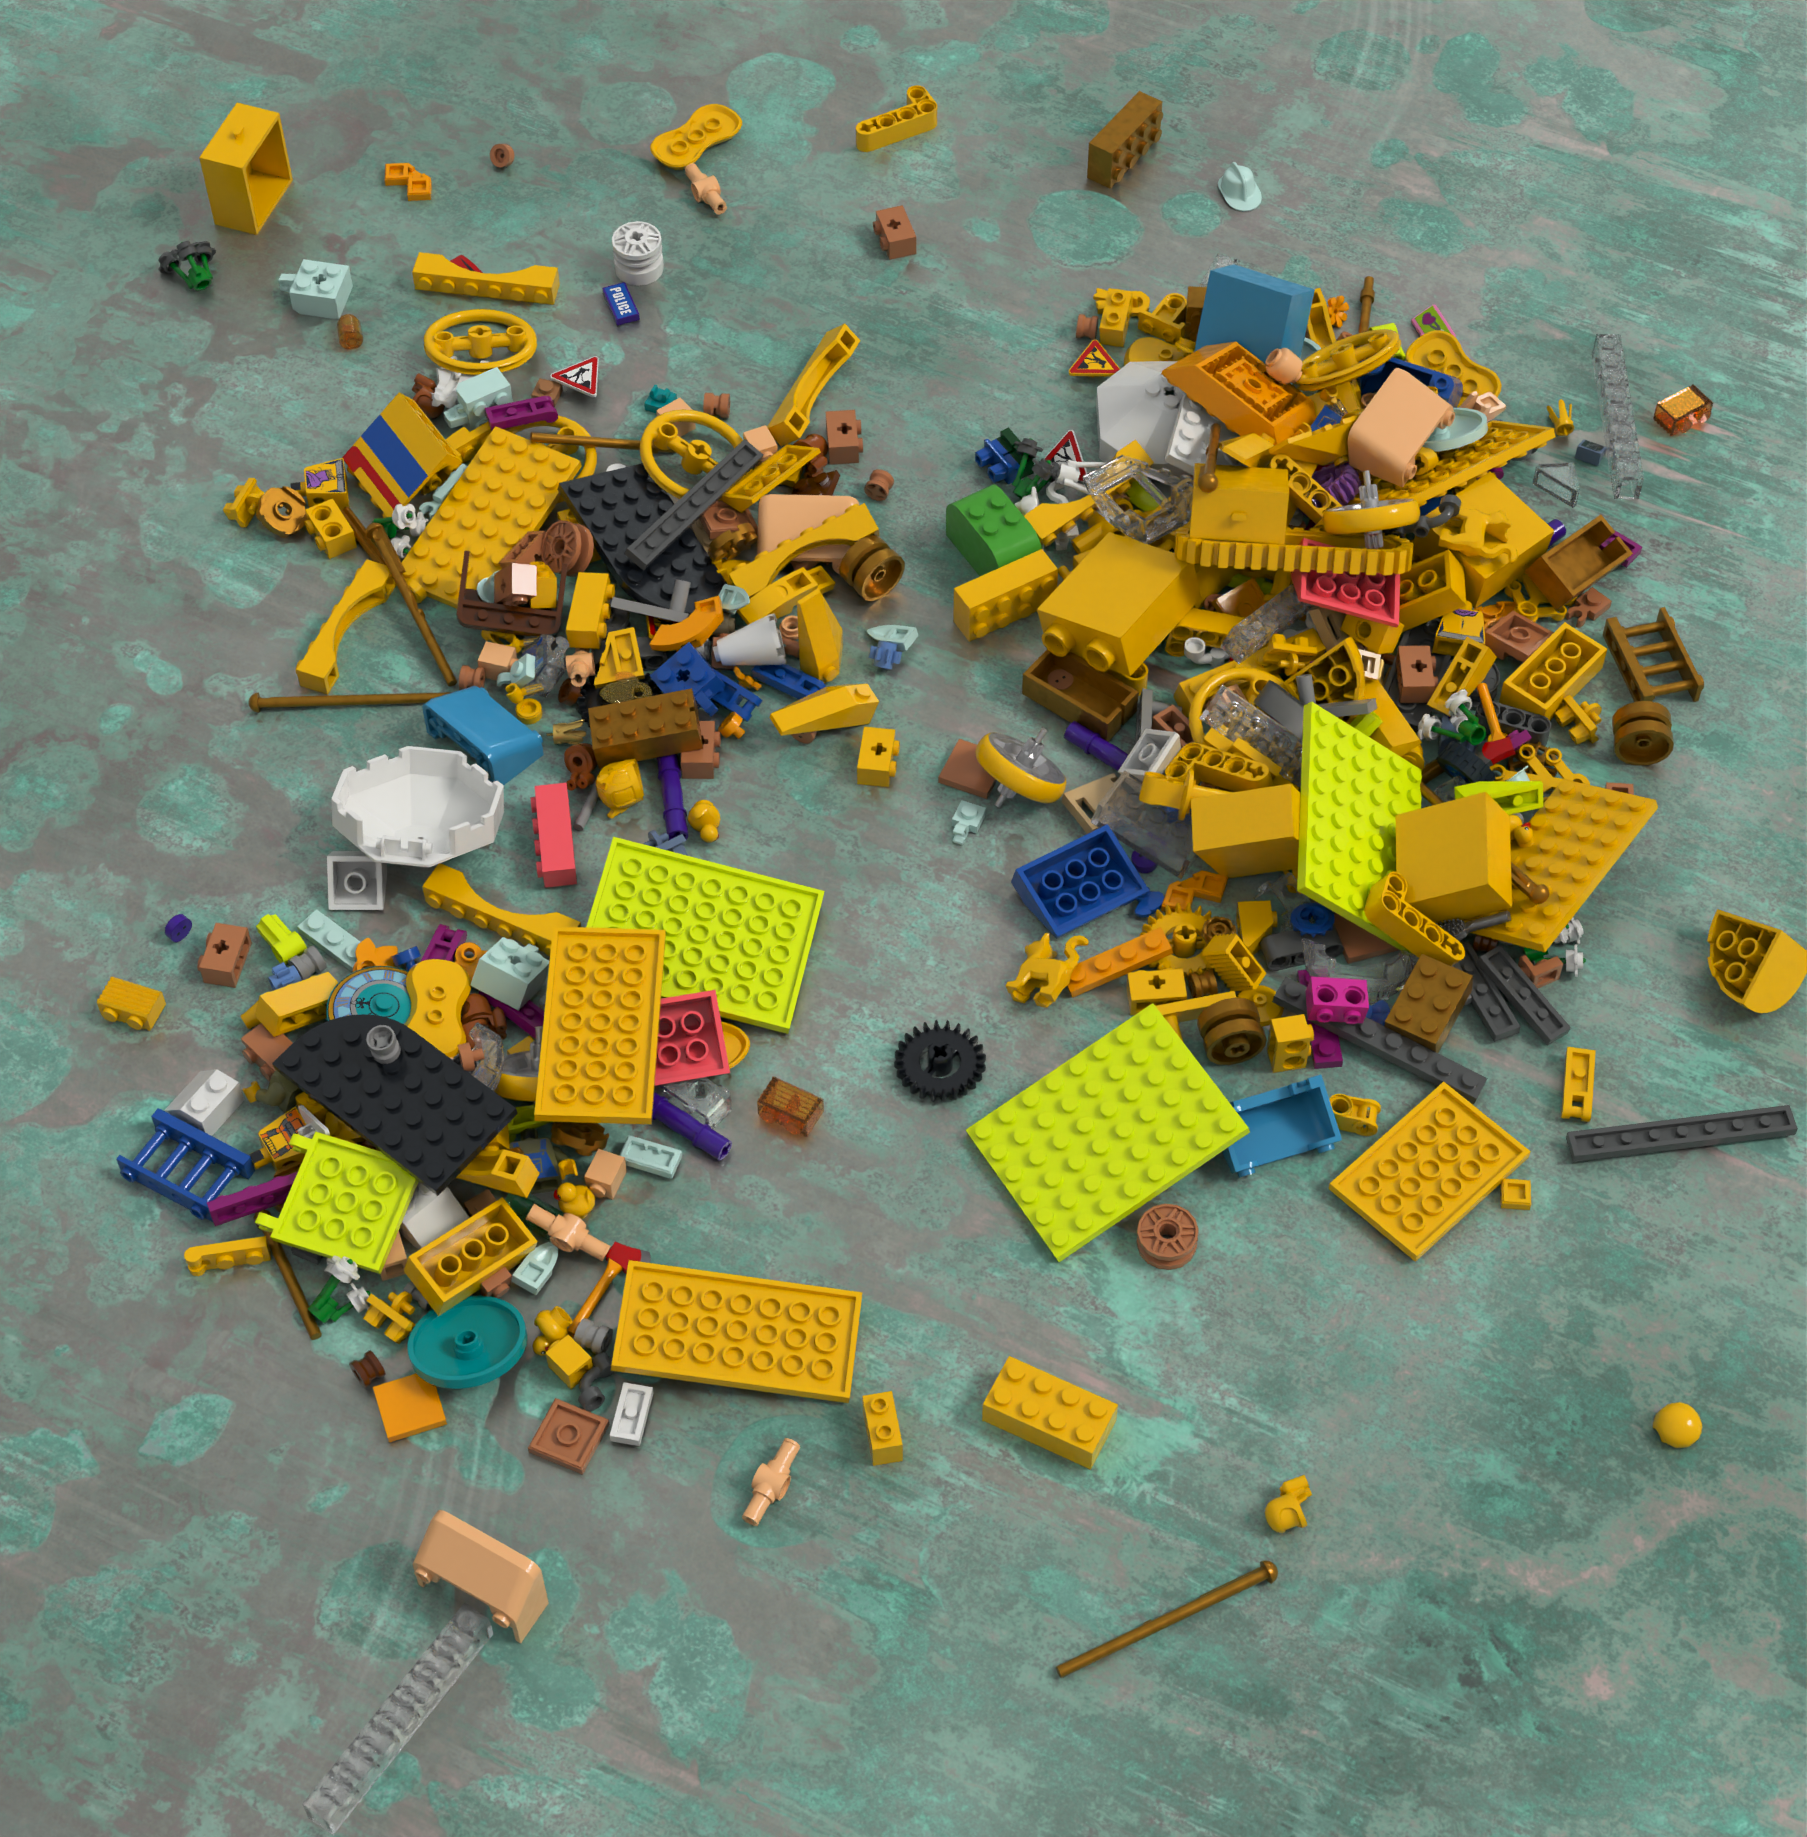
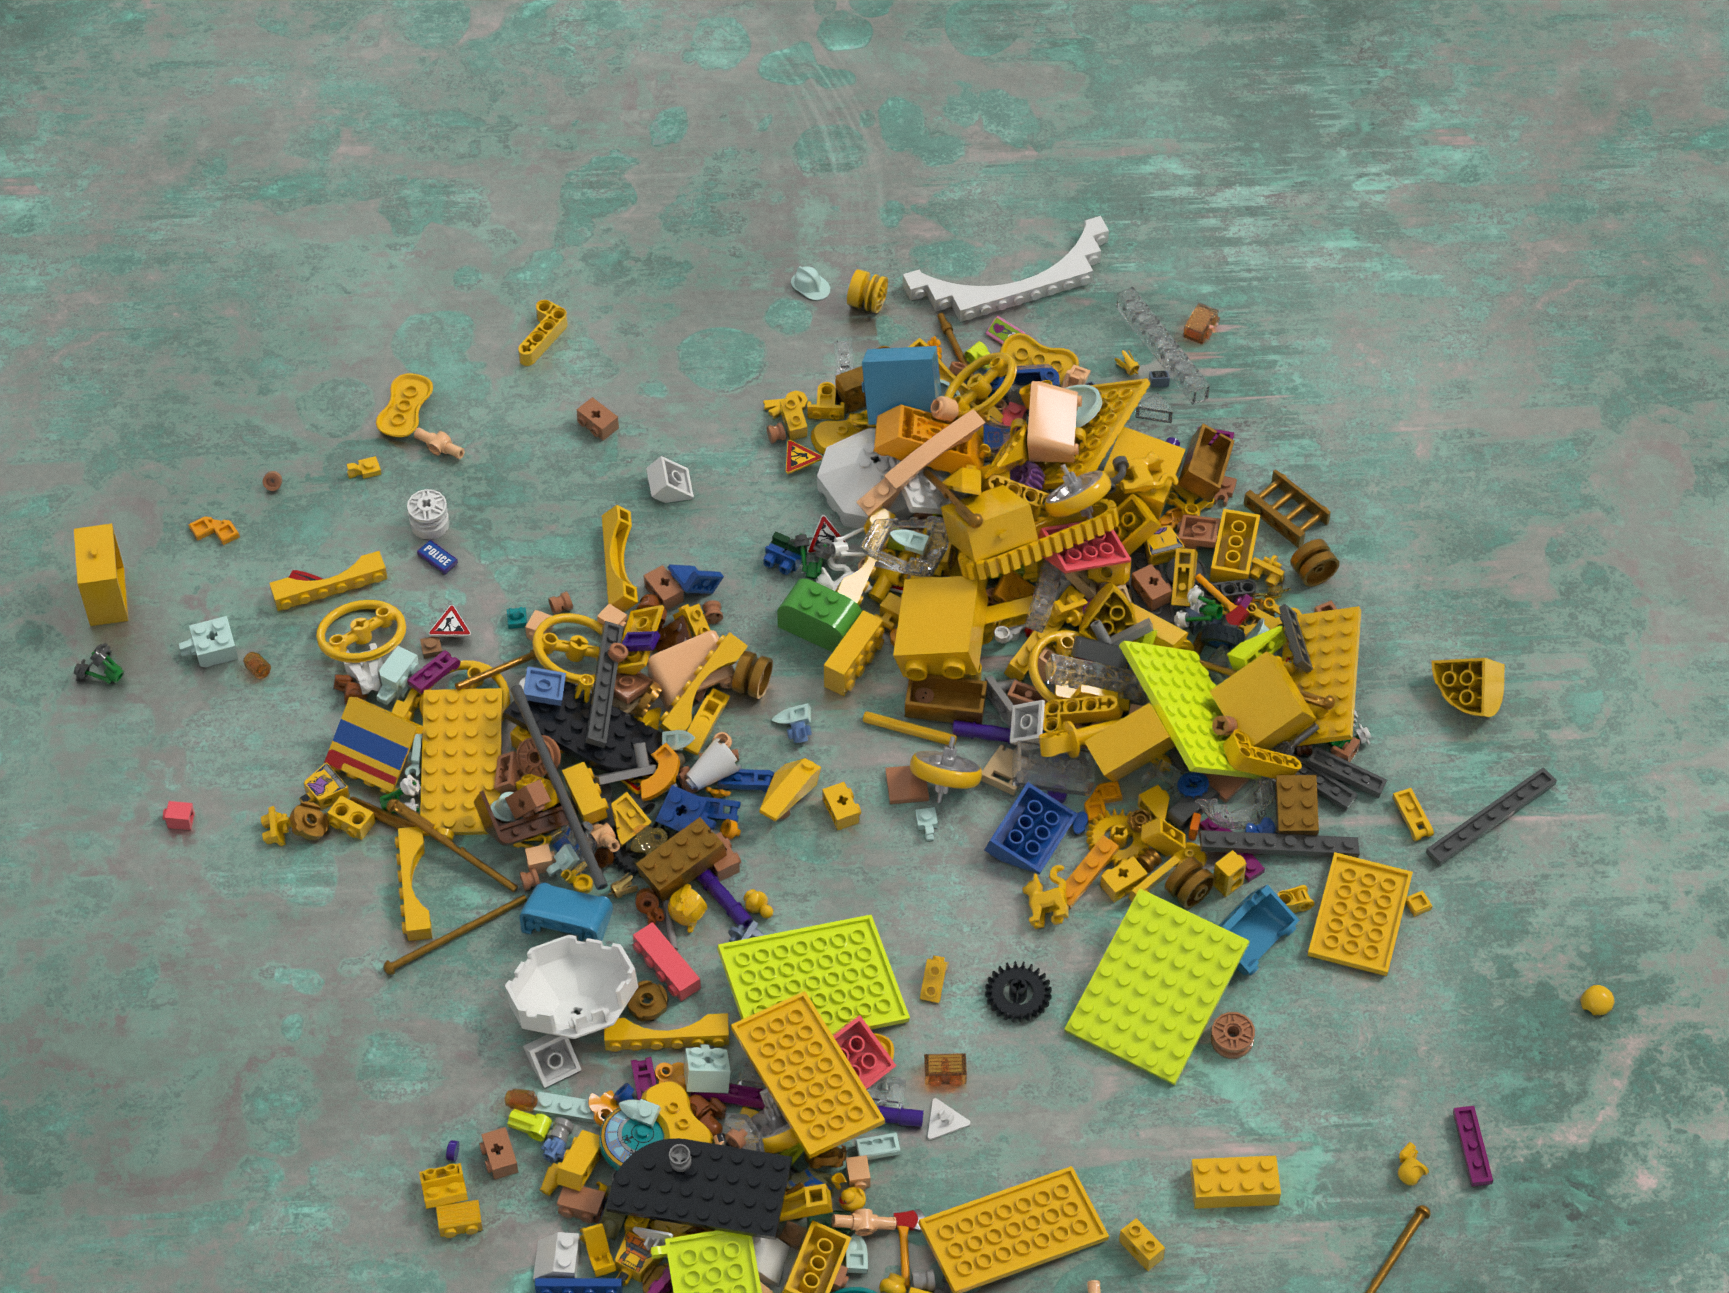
camera: 30 degrees left, 0 degrees up
(139, 959) = (443, 1185): none -> yellow brick
(157, 447) = (179, 815): none -> coral brick
(251, 1112) = (598, 1250): none -> yellow bracket
(290, 908) = (521, 1099): none -> clear orange brick
(398, 979) = (641, 1111): none -> light aqua plate
(506, 881) = (652, 1010): none -> pearl gold plate
(535, 697) = (595, 872): none -> dark grey piece
(611, 184) = (366, 467): none -> yellow plate
(623, 475) = (544, 686): none -> medium blue plate
(671, 492) = (585, 682): none -> yellow piece
(733, 477) = (618, 652): none -> nougat tile
(751, 1166) = (944, 1120): none -> white piece
(765, 475) = (641, 640): none -> dark purple tile
(819, 638) = (756, 746): yellow wedge -> none
(849, 996) = (933, 979): none -> yellow bracket
(851, 480) = (694, 617): none -> yellow bracket
(882, 440) = (695, 581): none -> blue bracket
(929, 328) = (669, 481): none -> white slope
(1018, 708) = (907, 728): none -> yellow axle
(1124, 140) = (714, 281): pearl gold piece -> none
(1147, 493) = (912, 540): none -> light aqua plate
(1171, 415) = (898, 477): none -> light nougat slope
(1287, 968) = (1194, 827): none -> orange tile
(1295, 217) = (867, 291): none -> yellow wheel
(1343, 1000) = (1244, 831): dark pink brick -> none
(1387, 861) = (1228, 728): none -> nougat wheel
(1388, 1523) = (1472, 1146): none -> magenta plate
(1547, 293) = (975, 301): none -> white arch
(1552, 805) = (1296, 640): none -> dark grey plate
(1571, 747) = (1273, 592): none -> clear yellow plate

